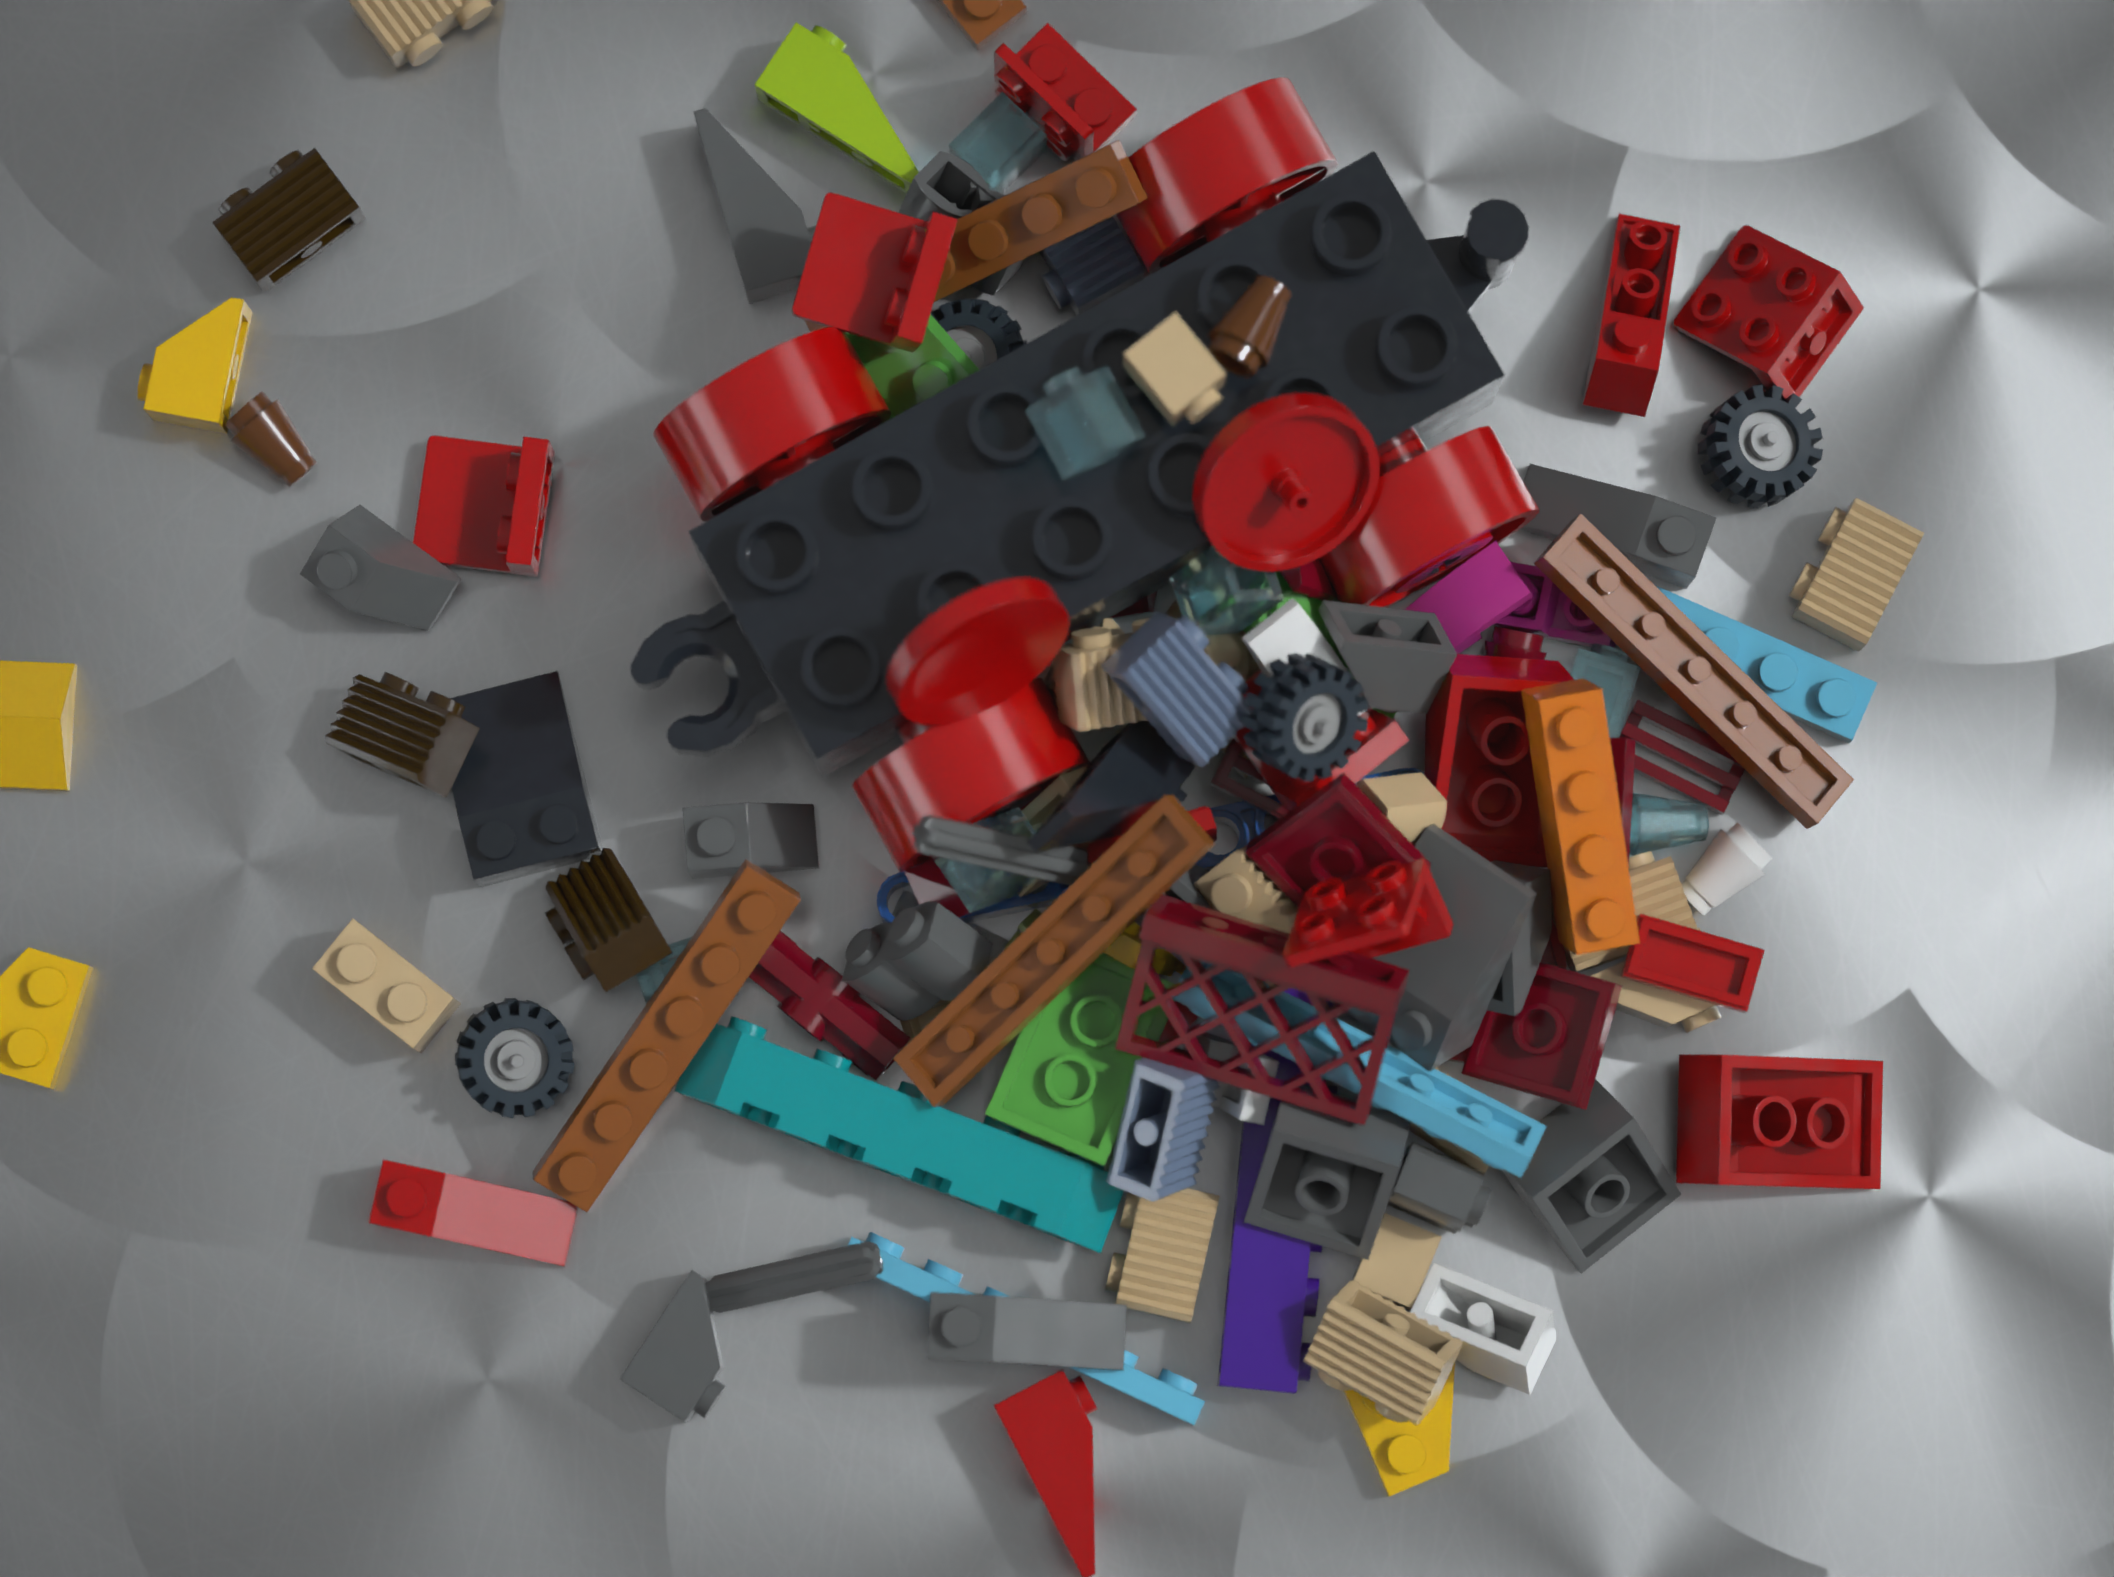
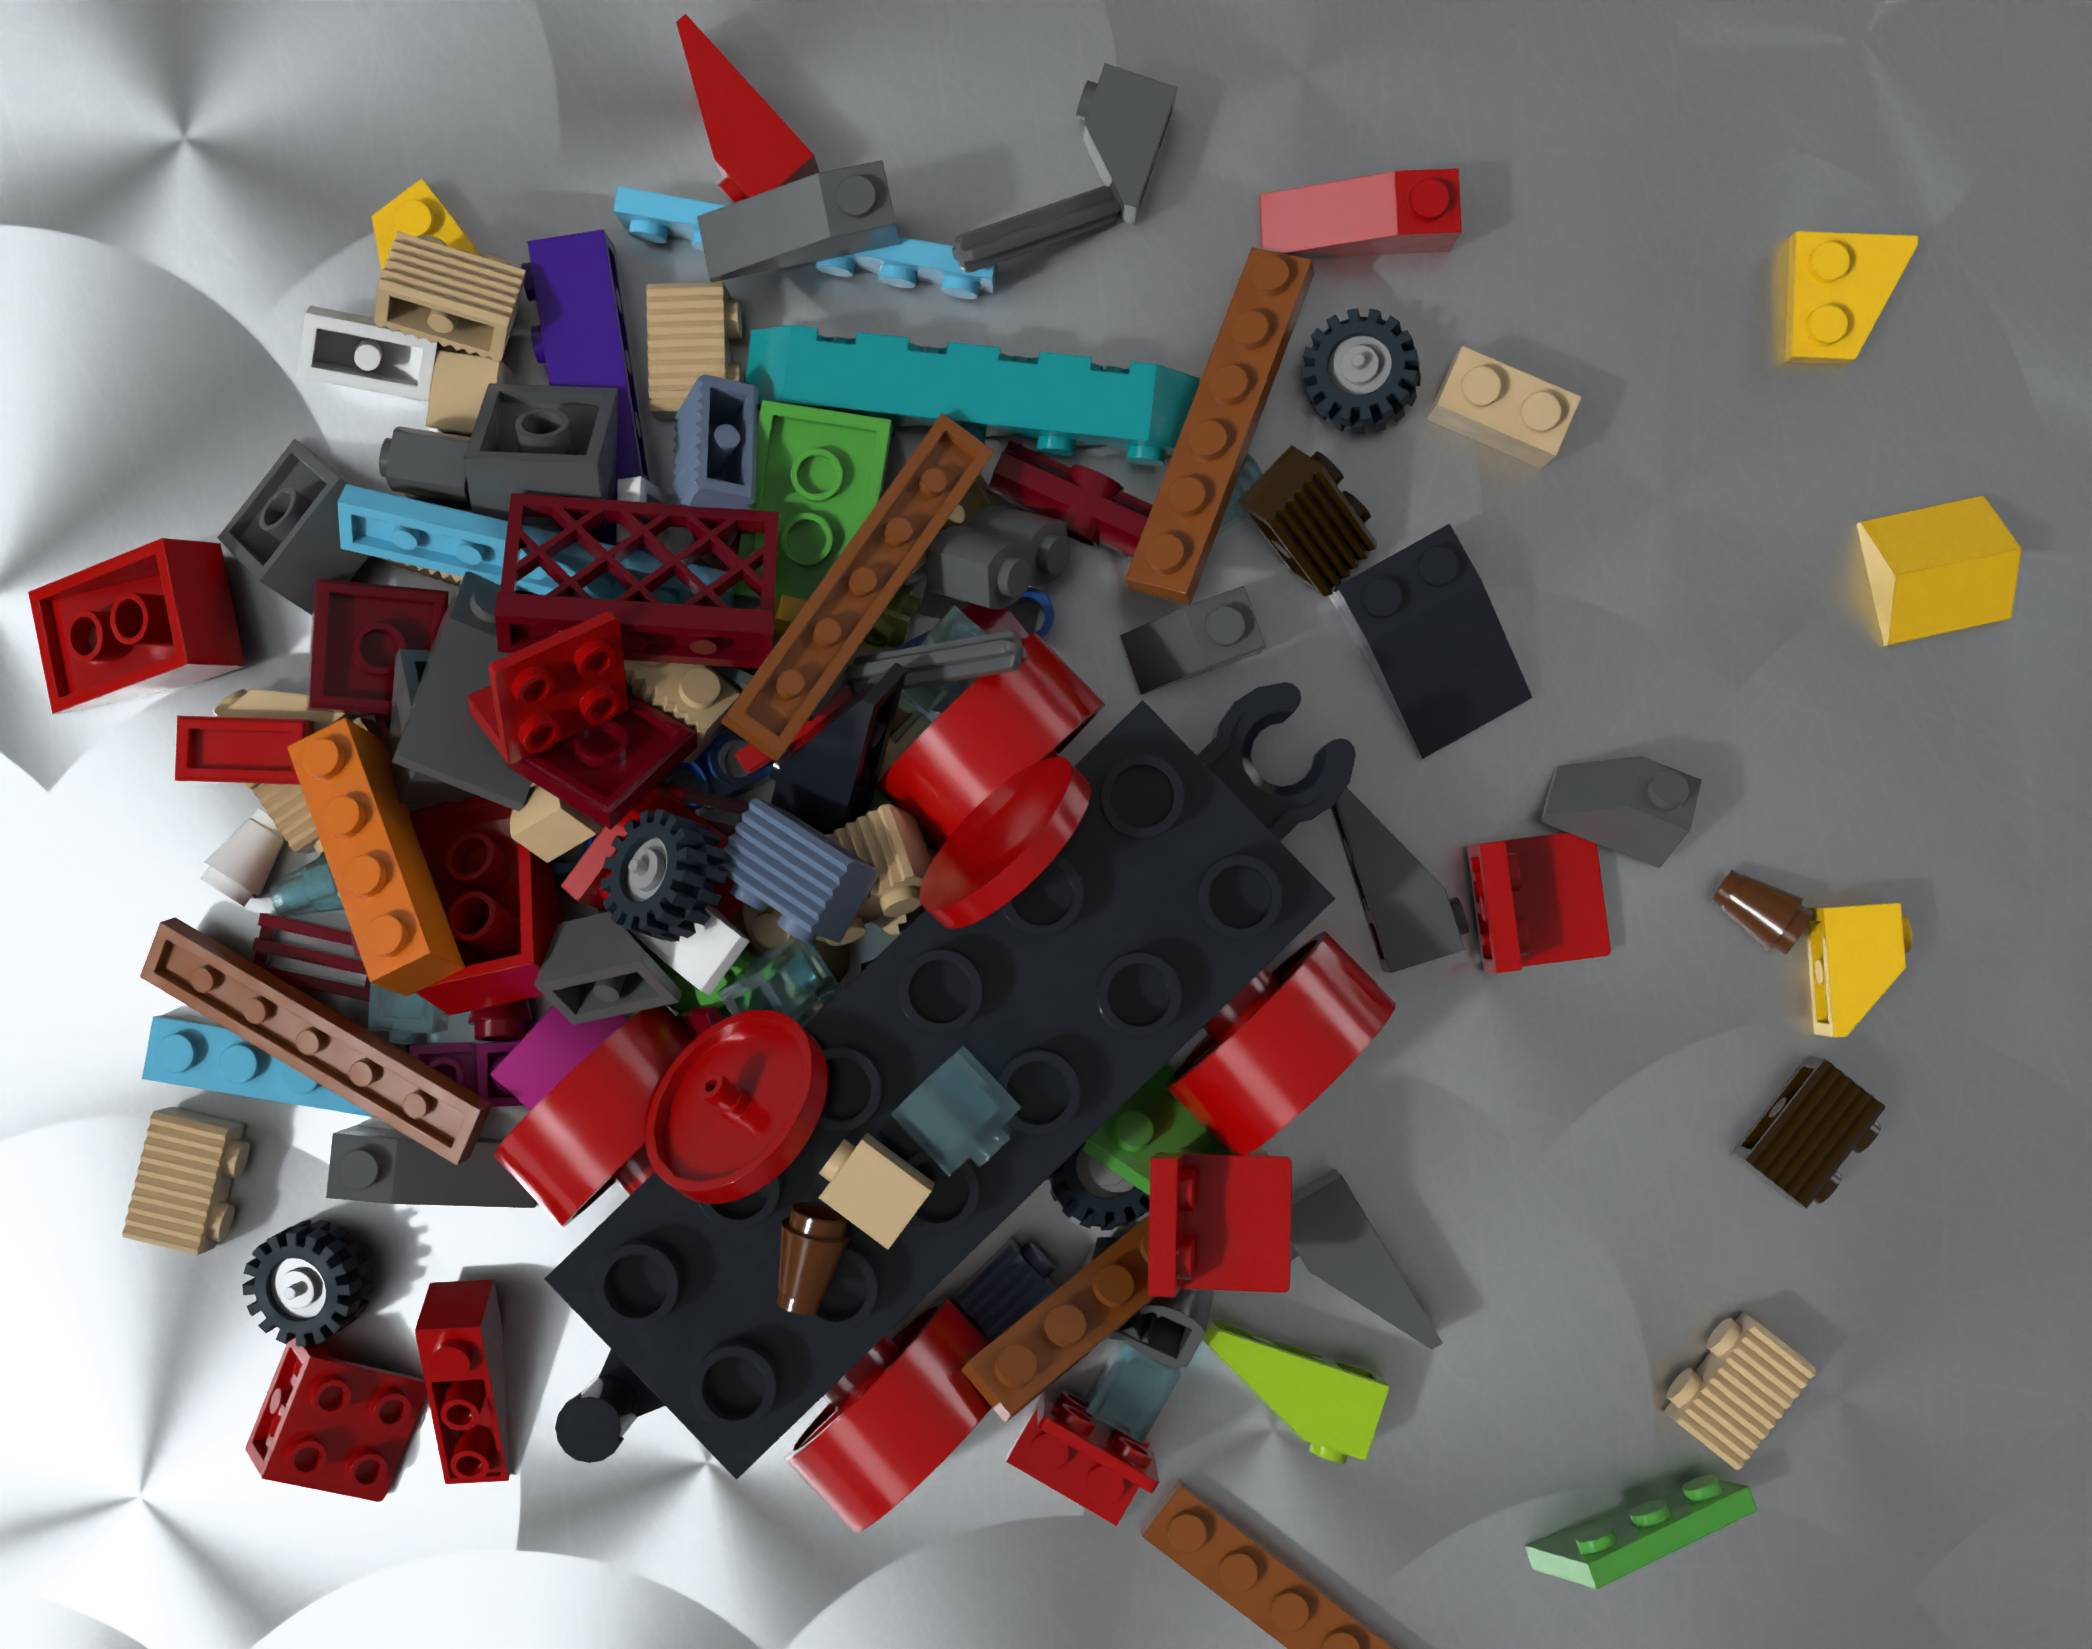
camera: 170 degrees right, 5 degrees up
(403, 734) = (1556, 651): dark brown brick -> none
(616, 534) = (1400, 898): none -> dark grey slope

